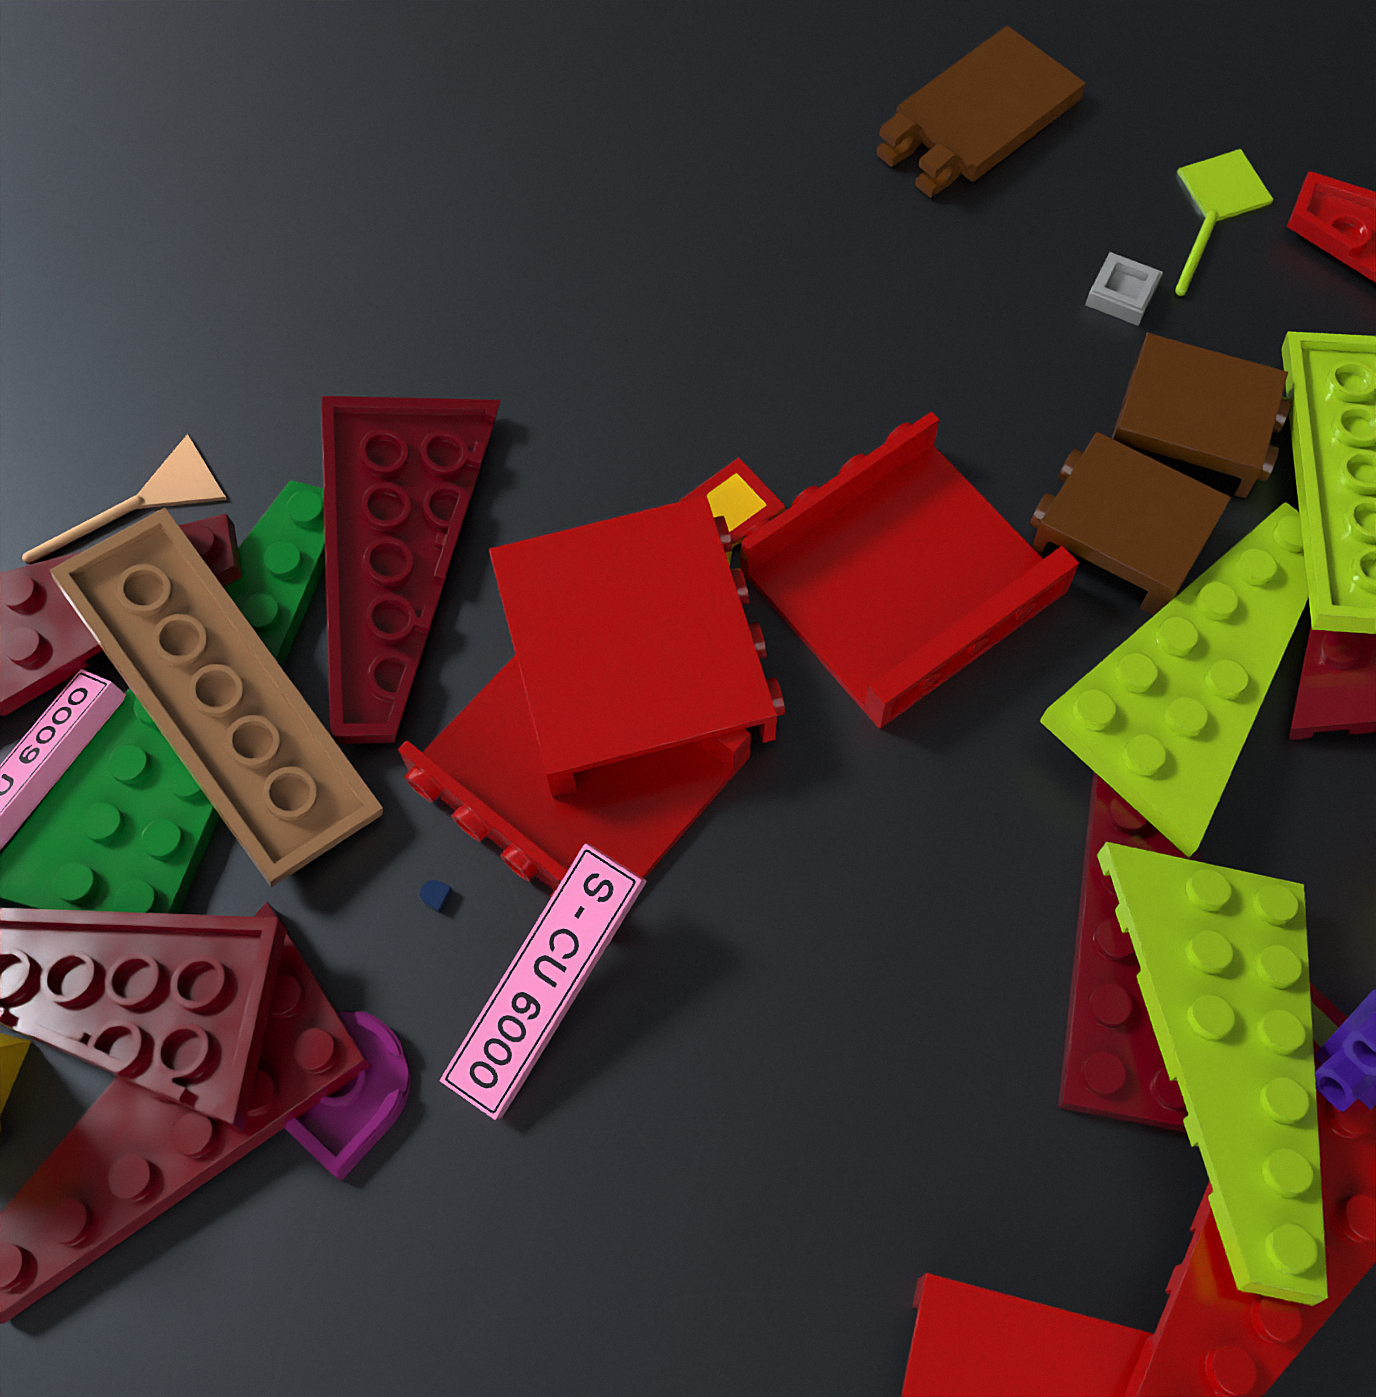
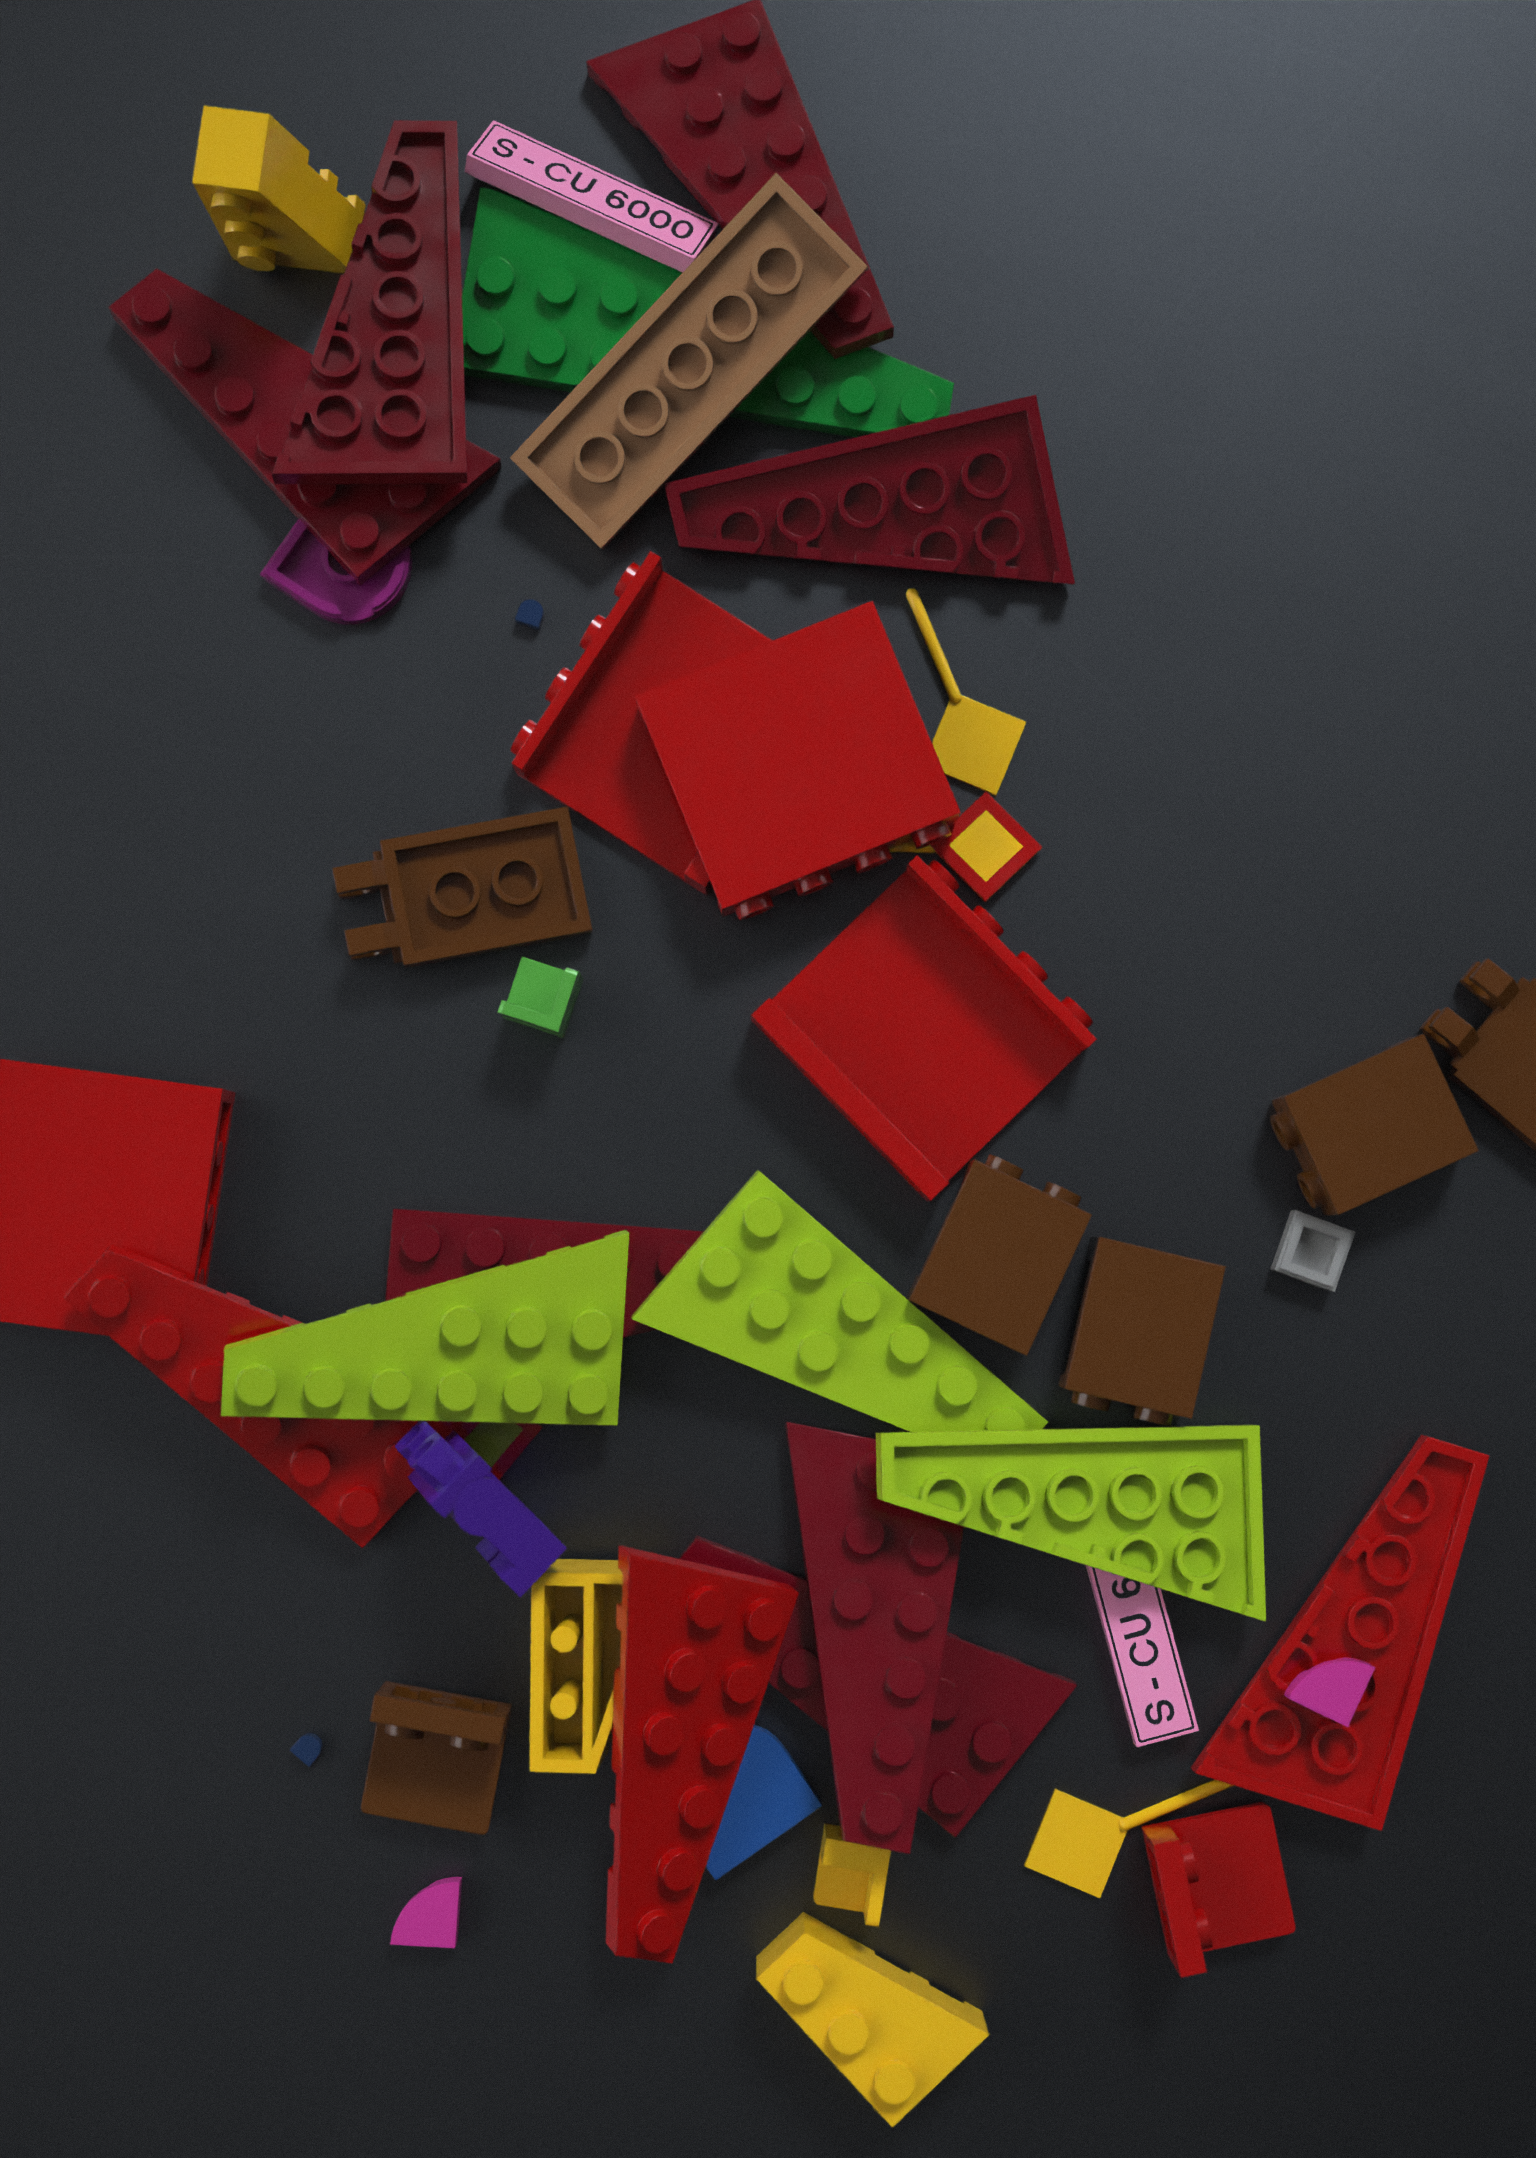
camera: 75 degrees right, 20 degrees up
(178, 481) = (948, 266): light nougat piece -> none
(542, 981) = (445, 726): bright pink tile -> none
(621, 494) = (972, 737): none -> yellow piece
(721, 985) = (470, 890): none -> reddish brown tile
(843, 915) = (542, 997): none -> bright green panel
(1021, 225) = (1372, 1127): none -> reddish brown panel
(1221, 190) = (1471, 1364): lime piece -> none

